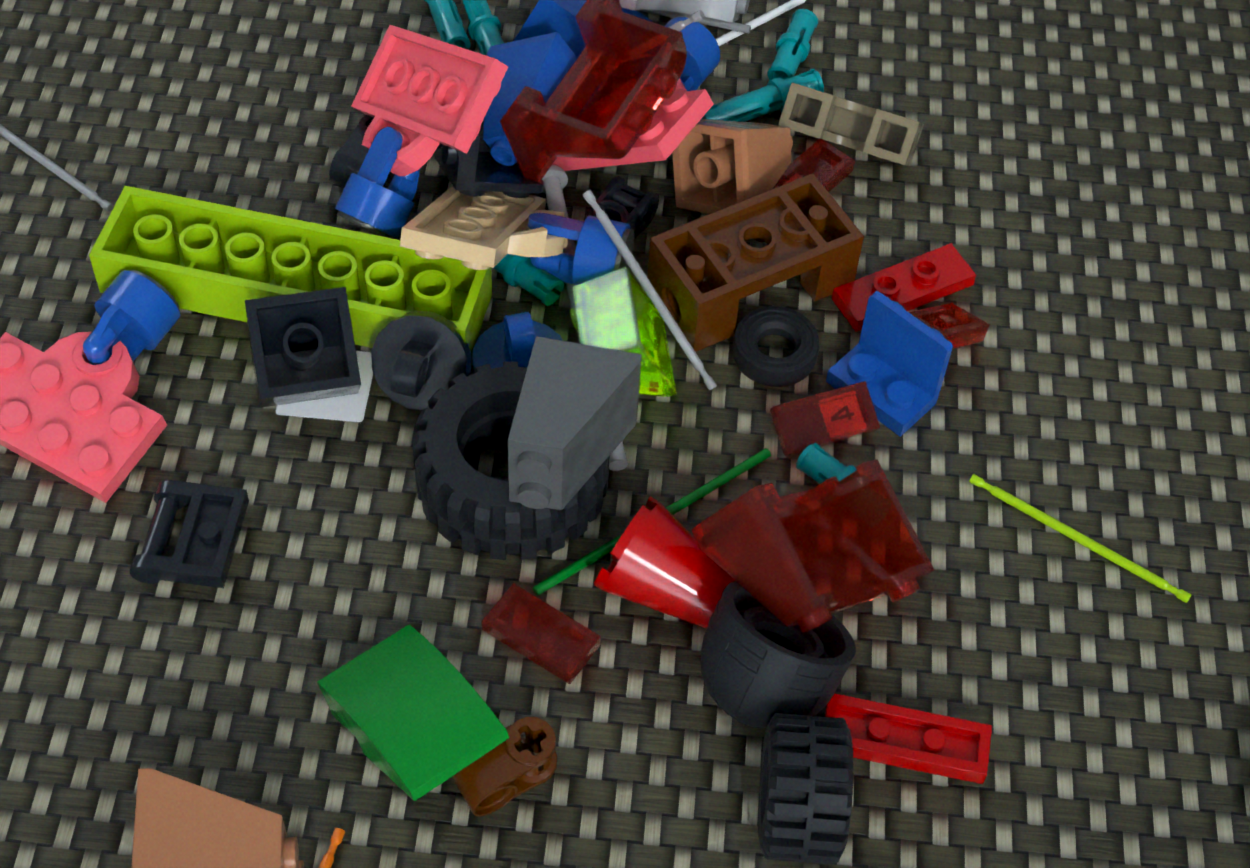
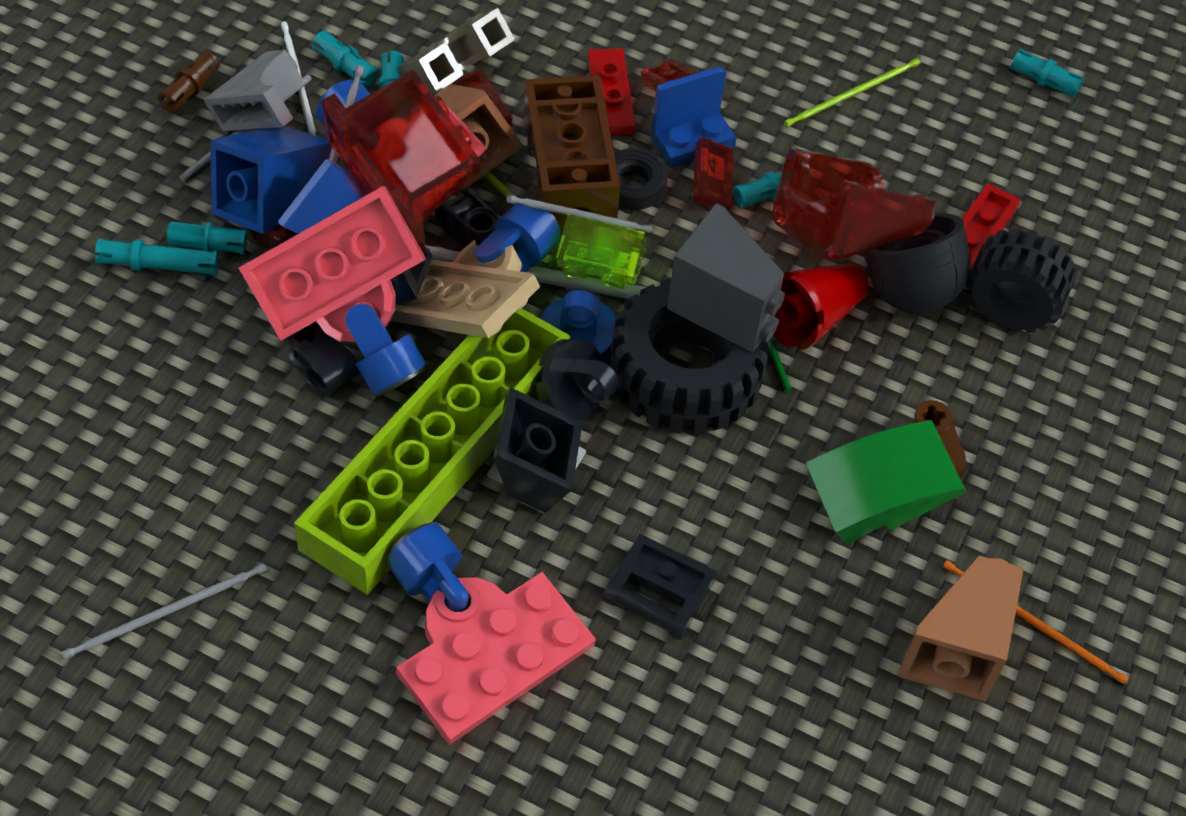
camera: 70 degrees left, 0 degrees up
(541, 633) = (831, 393): clear red plate -> none

